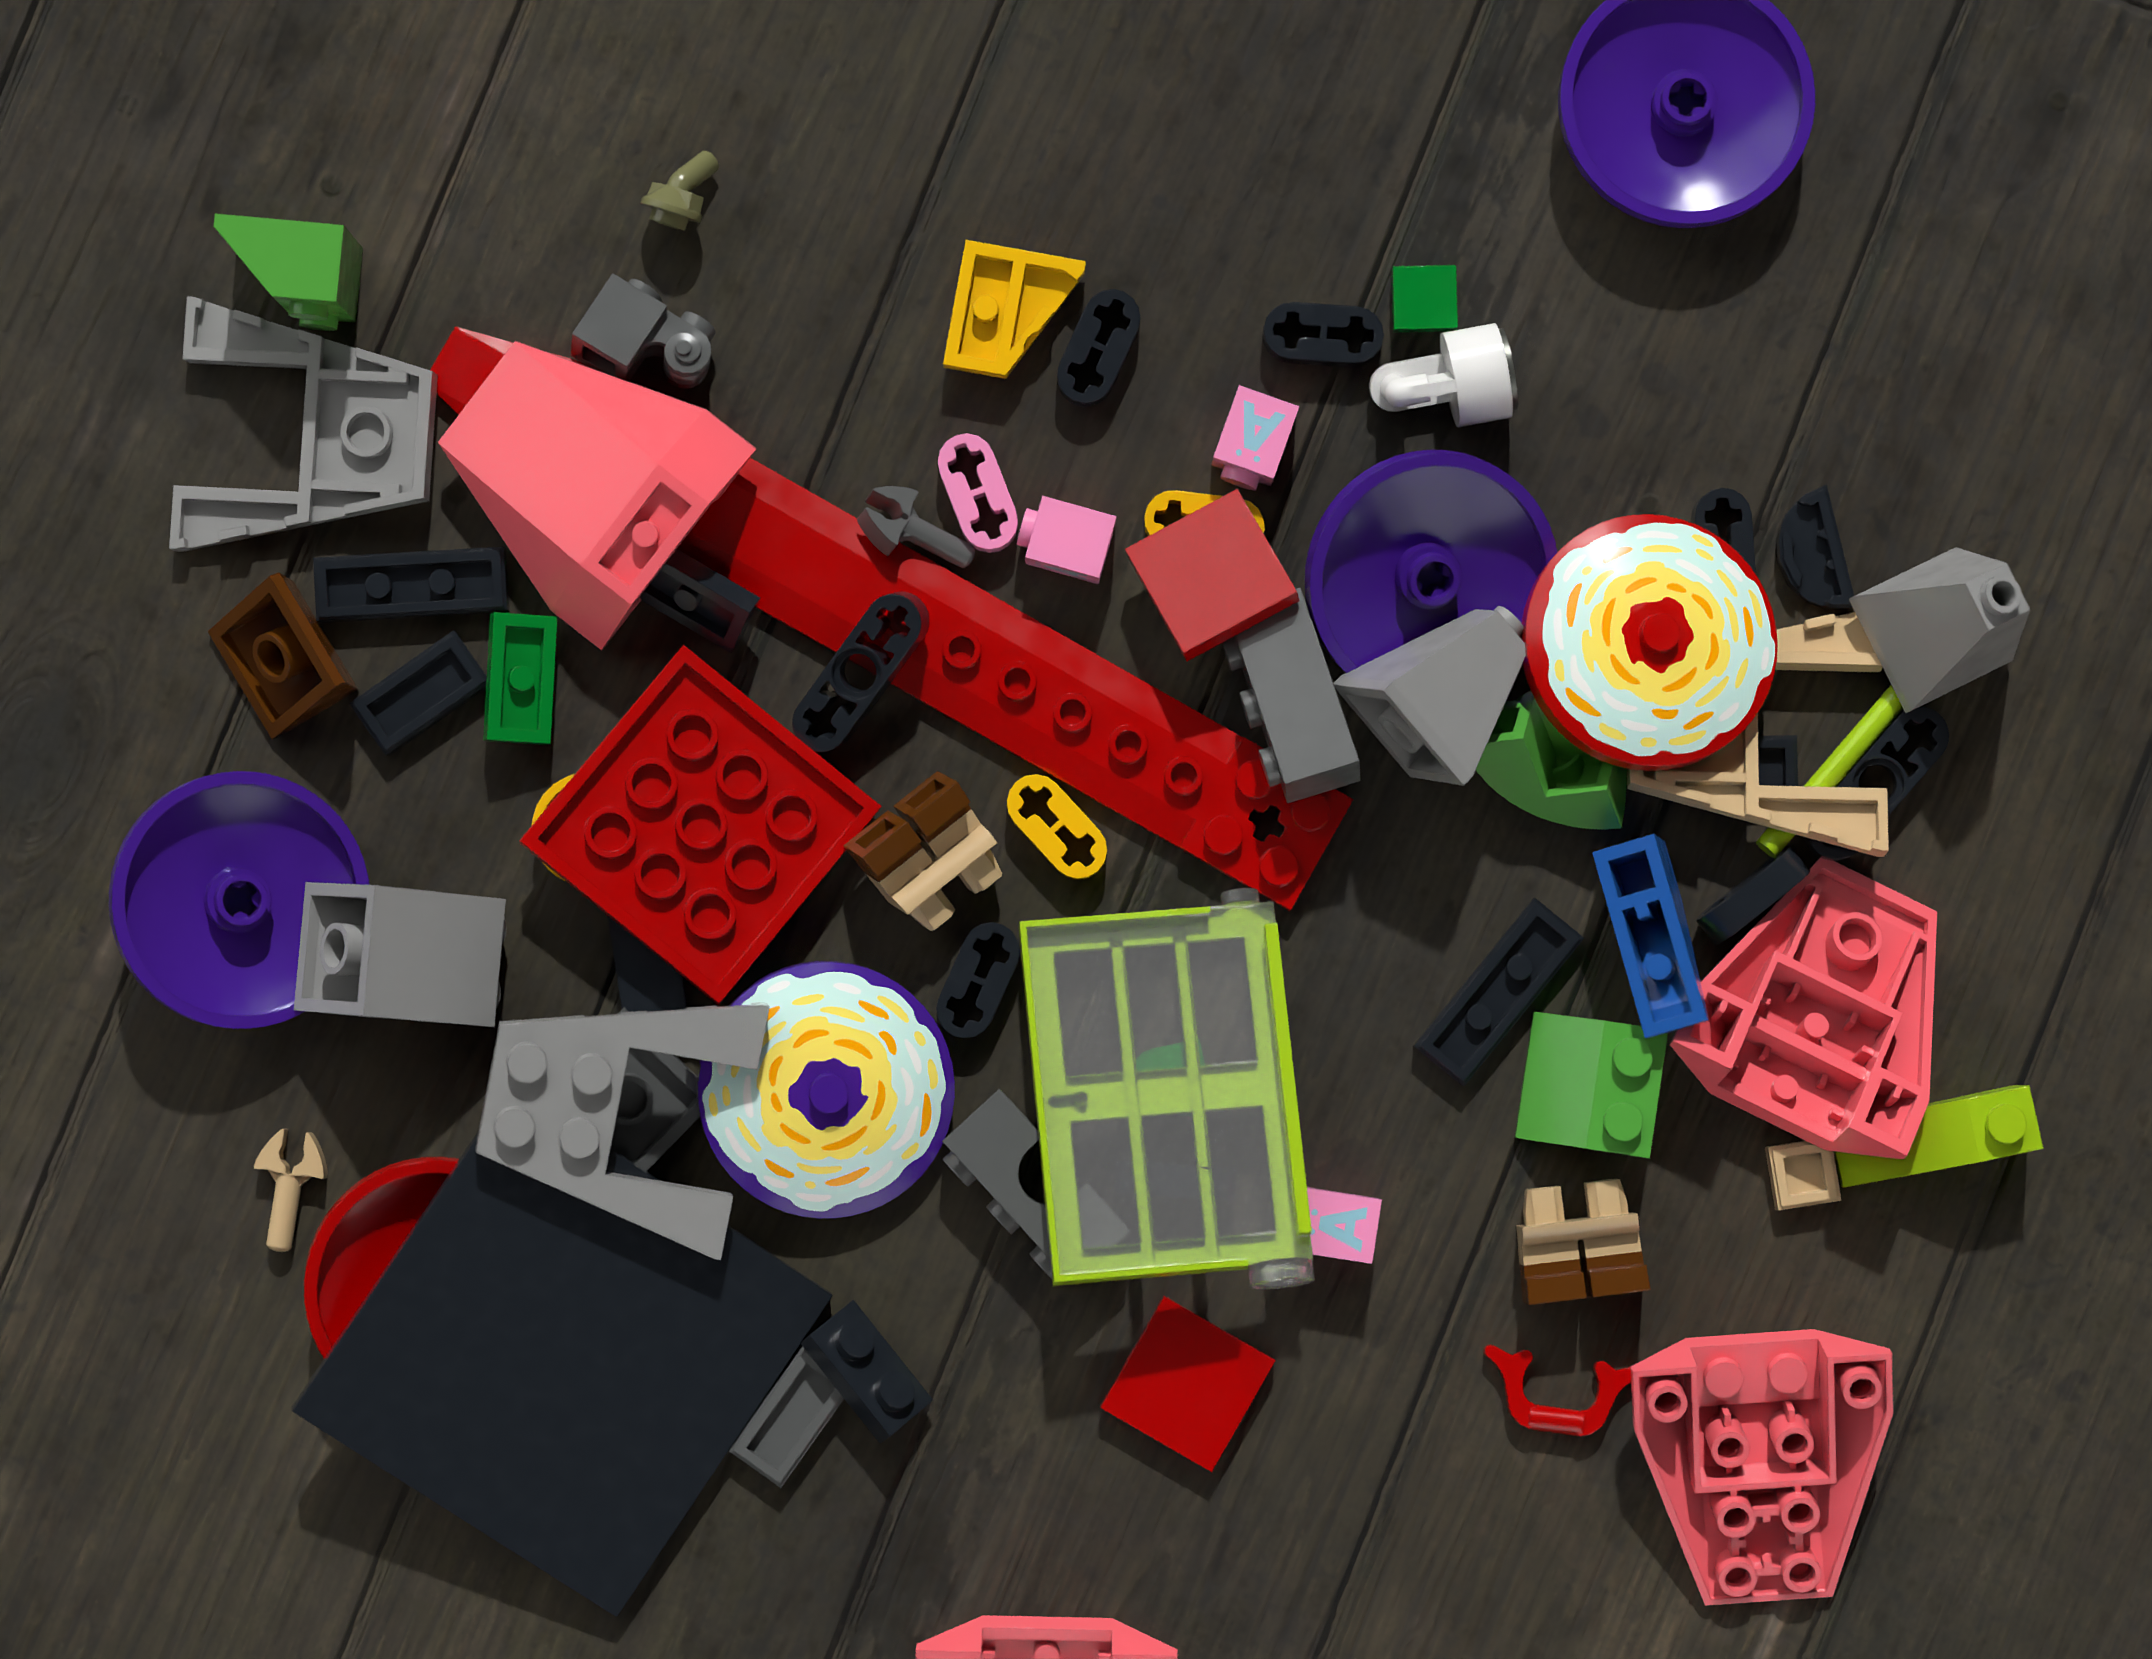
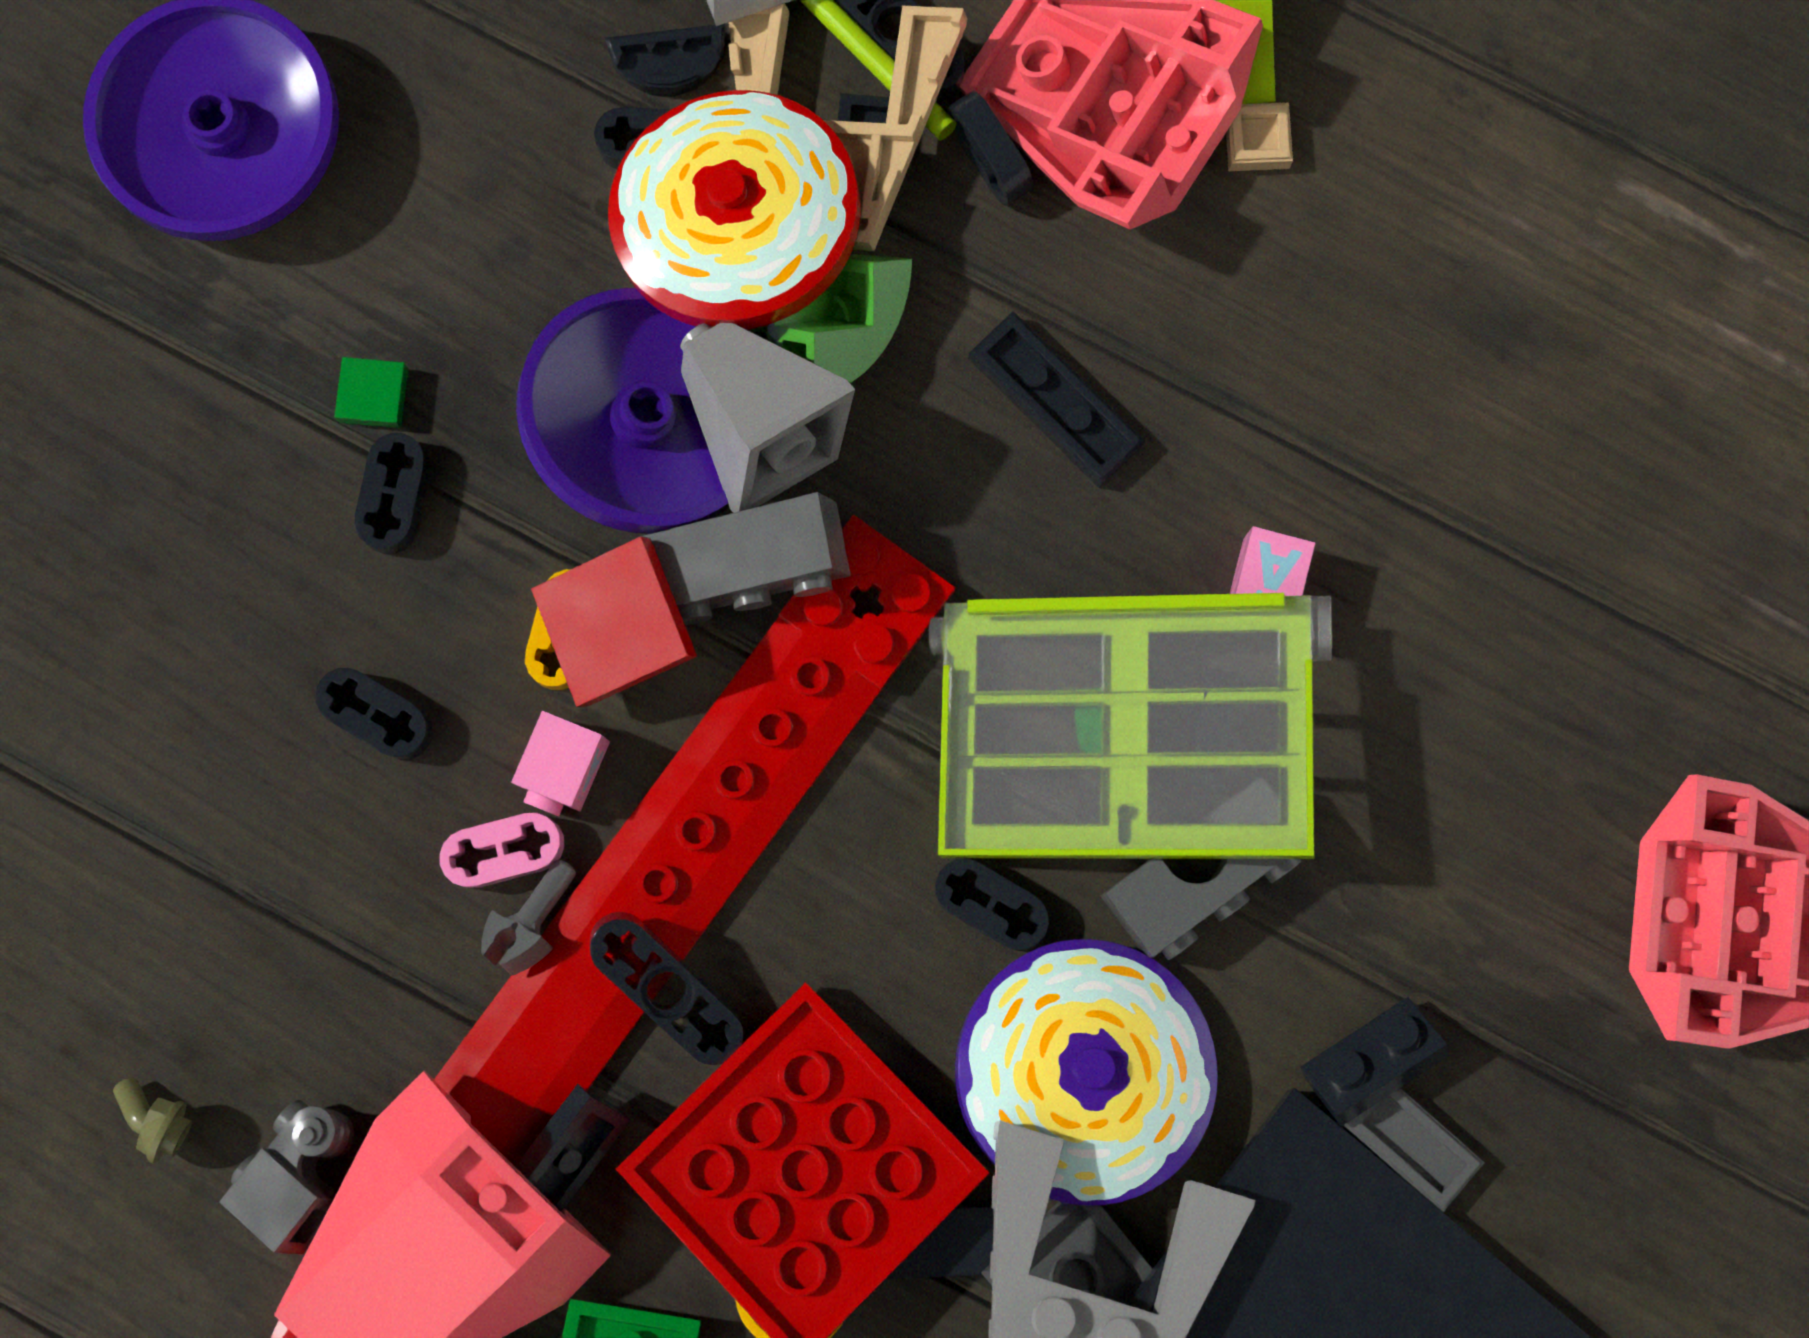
camera: 80 degrees left, 5 degrees down
(926, 849) = (855, 940): hips -> none
(1004, 305) = (316, 801): yellow wing -> none
(1068, 815) = (837, 796): yellow beam -> none
(1187, 1383) = (1411, 741): red tile -> none
(1253, 438) = (484, 569): bright pink brick -> none
(1470, 374) = (451, 351): white piece -> none
(1550, 1418) = (1479, 369): red helmet -> none
(1590, 1084) = (1157, 317): bright green slope -> none
(1606, 1239) = (1320, 347): tan hips -> none
(1652, 934) = (1022, 236): blue slope -> none
(1764, 1454) = (1525, 194): coral wedge -> none

